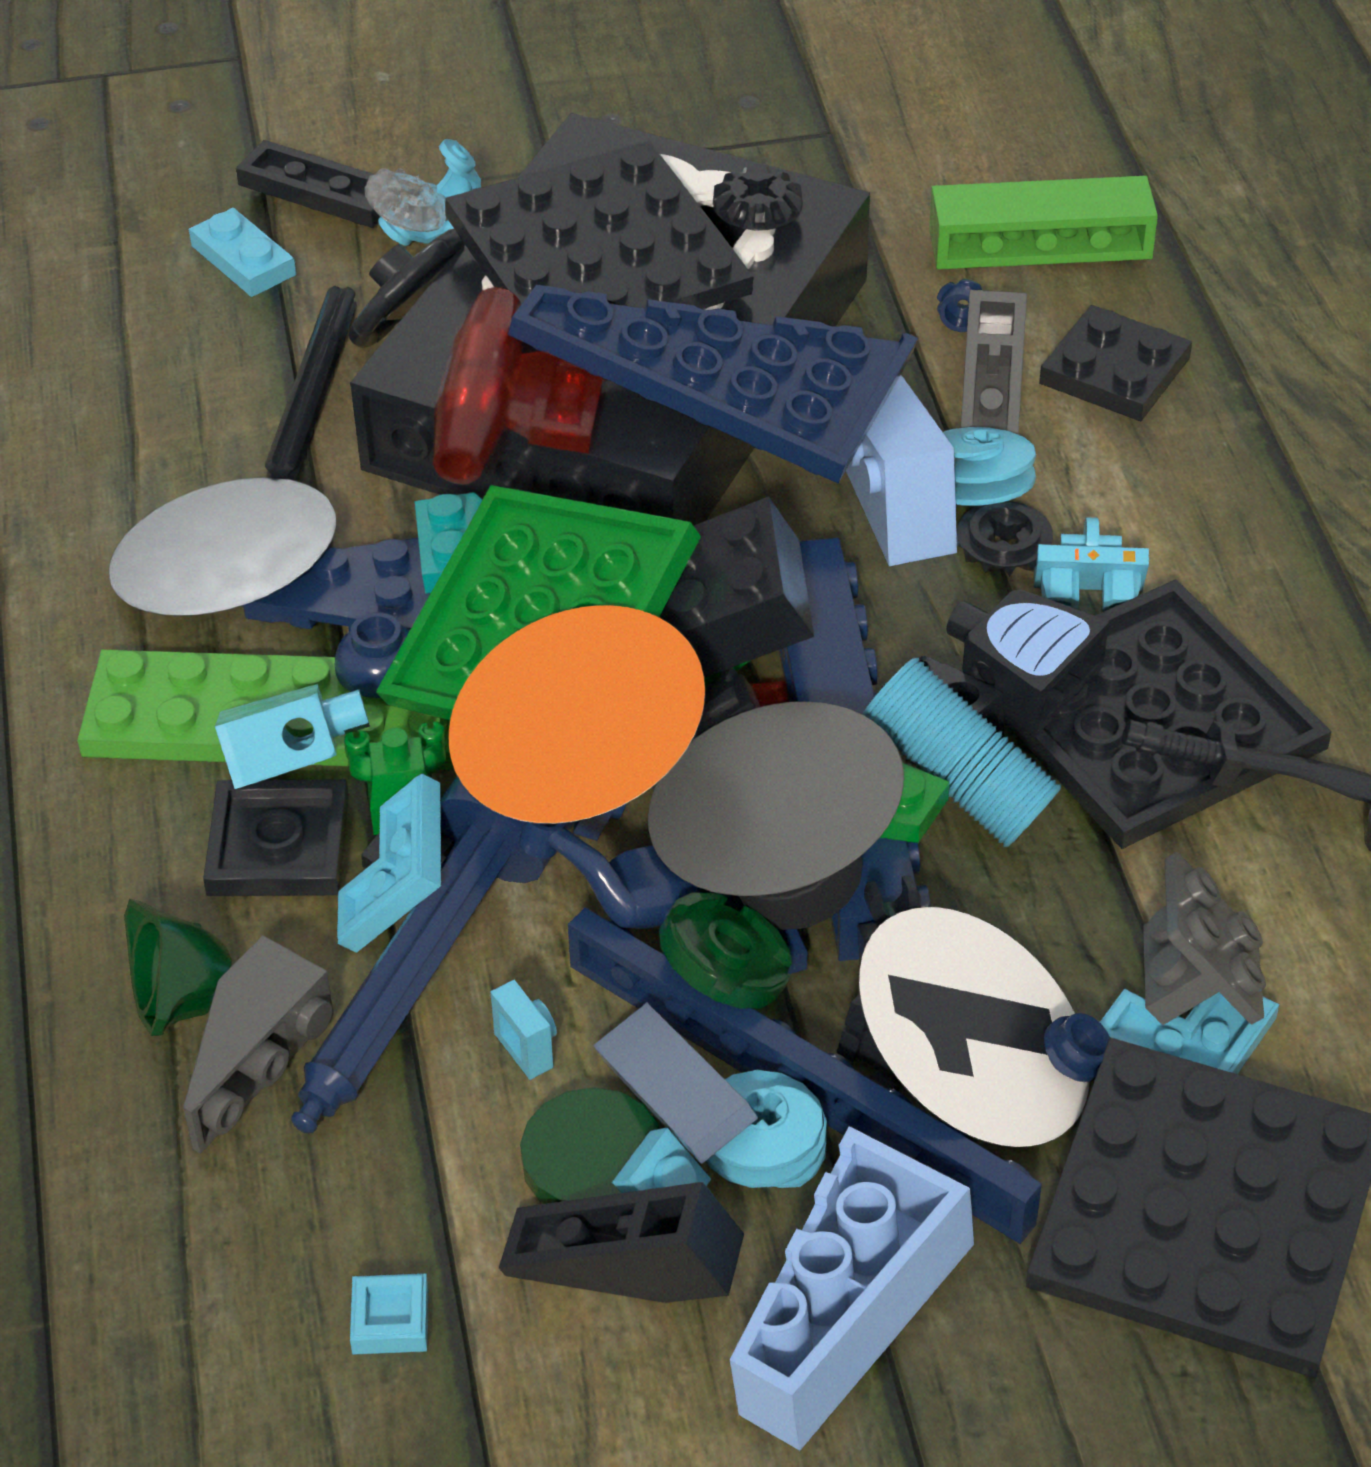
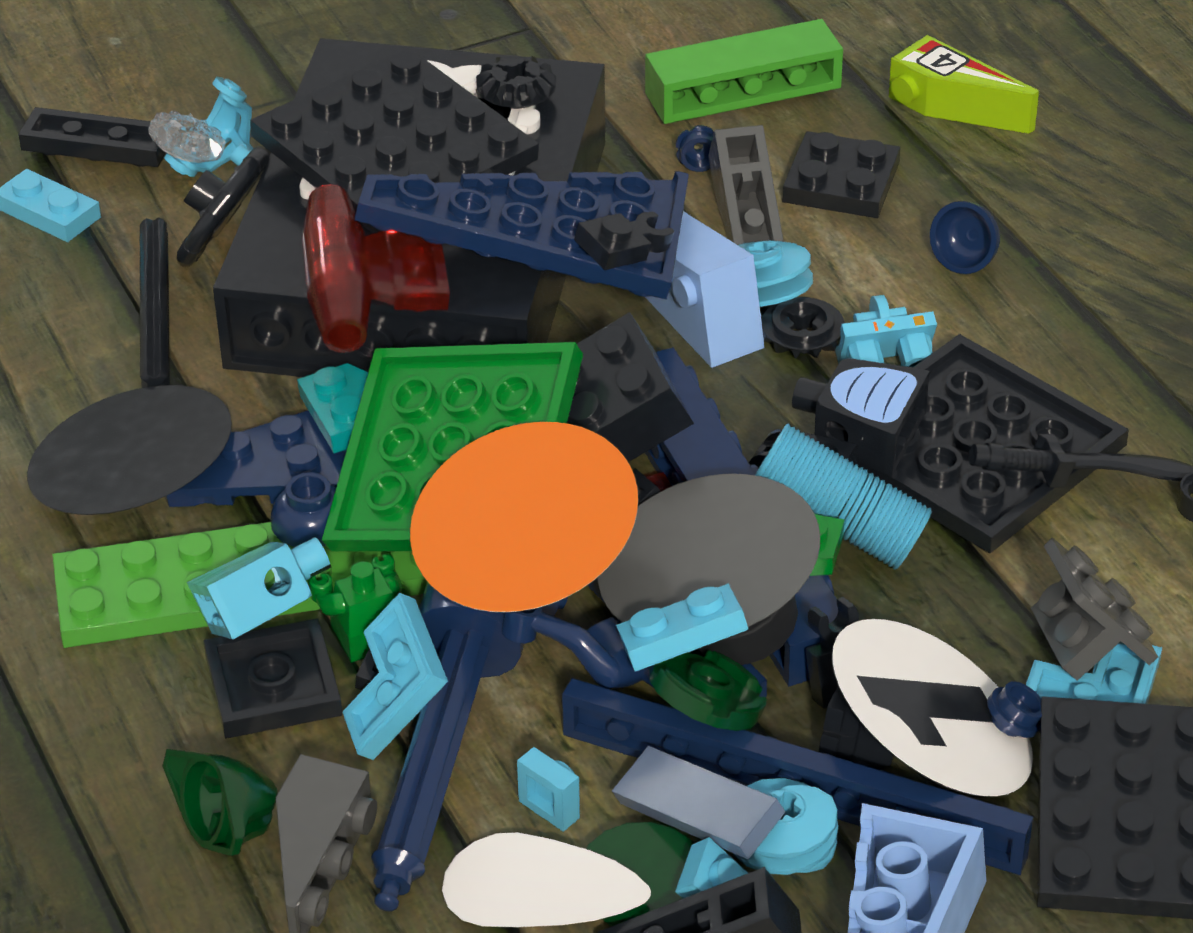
camera: 15 degrees left, 5 degrees down
(474, 1136) = (537, 883): none -> white sticker
(709, 877) = (681, 627): none -> medium azure plate
(800, 409) = (618, 242): none -> black plate
(1225, 463) = (964, 237): none -> dark blue piece
(1281, 280) = (960, 88): none -> lime slope

